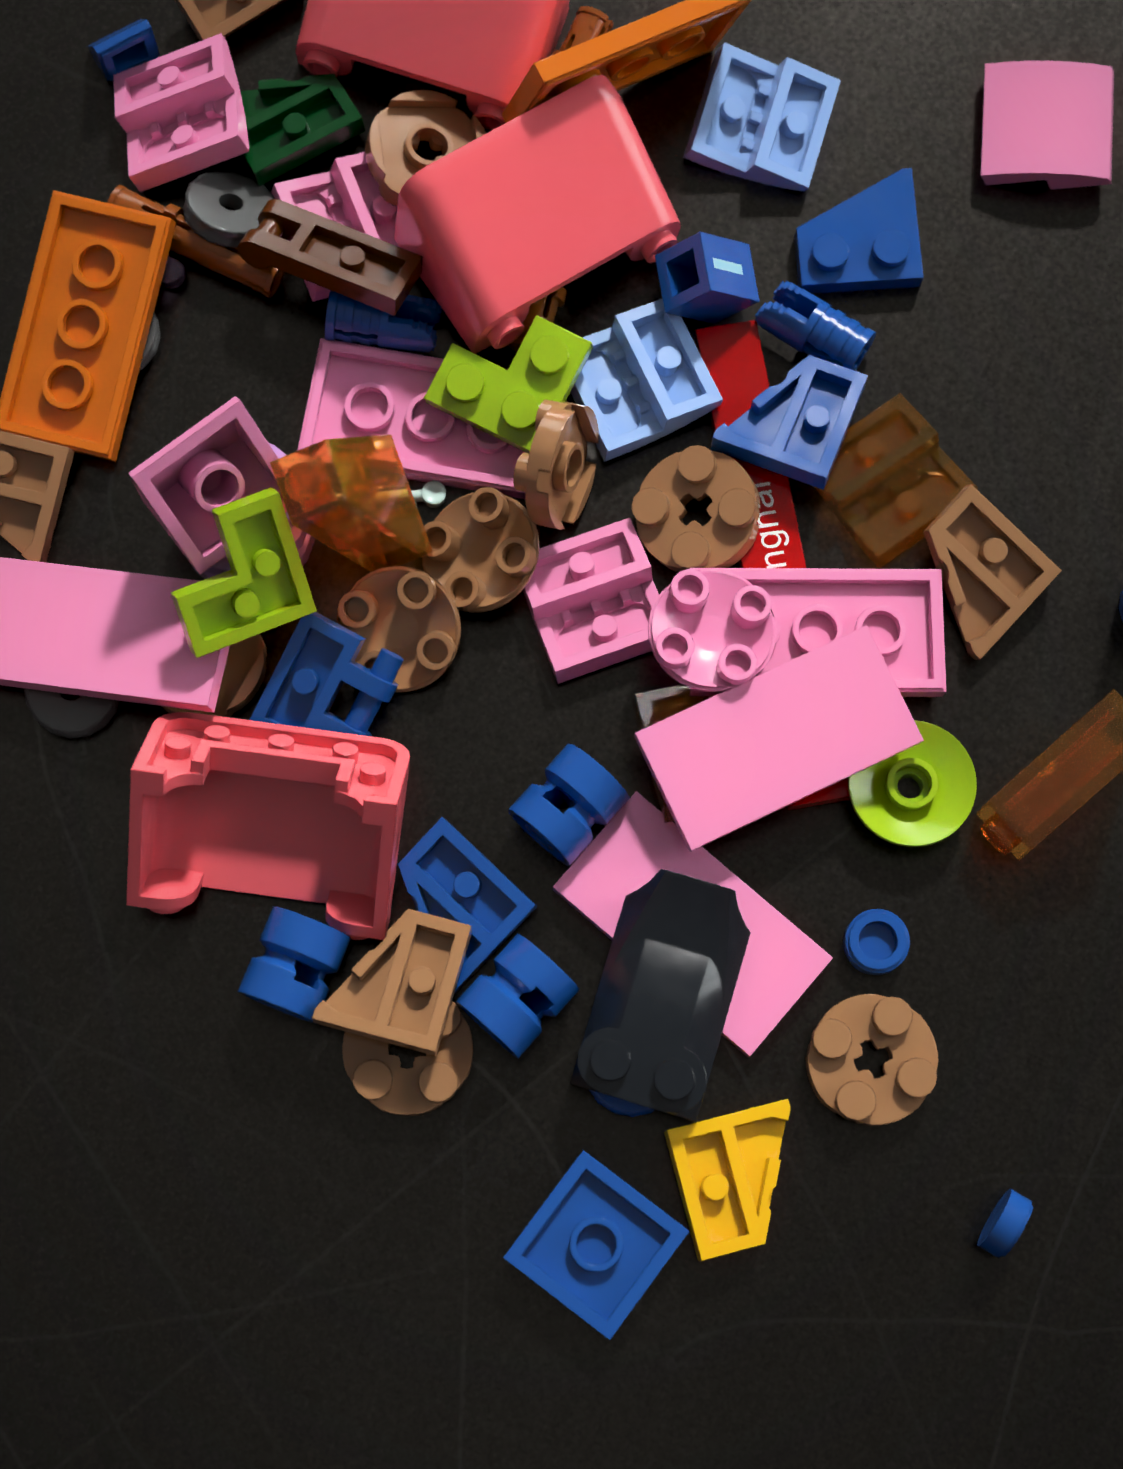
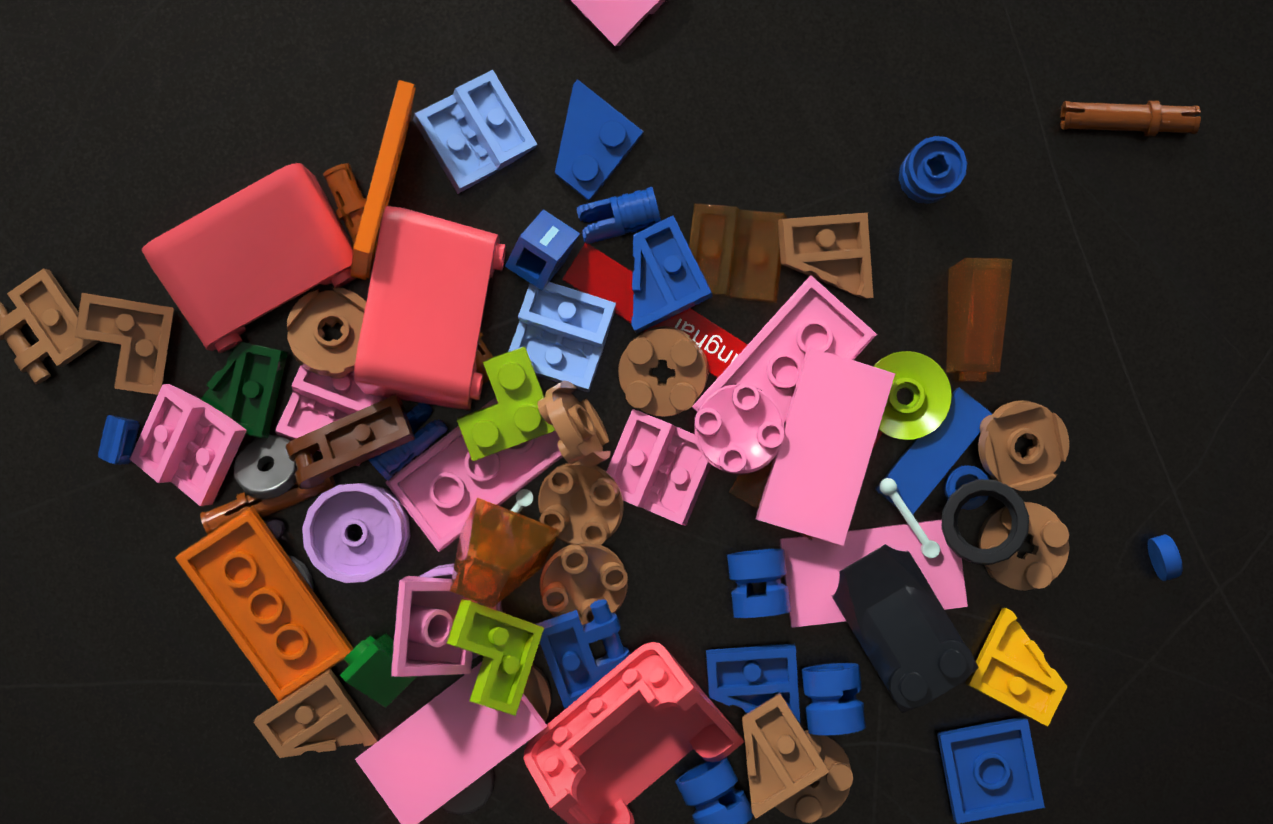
camera: 45 degrees left, 10 degrees up
(110, 503) = (371, 670): none -> green slope
(246, 340) = (330, 540): none -> lavender wheel
(775, 955) = (929, 548): none -> light aqua hinge
(860, 931) = (1009, 498): none -> black tyre
(878, 873) = (933, 455): none -> blue tile
(1014, 945) = (998, 440): none -> medium nougat plate

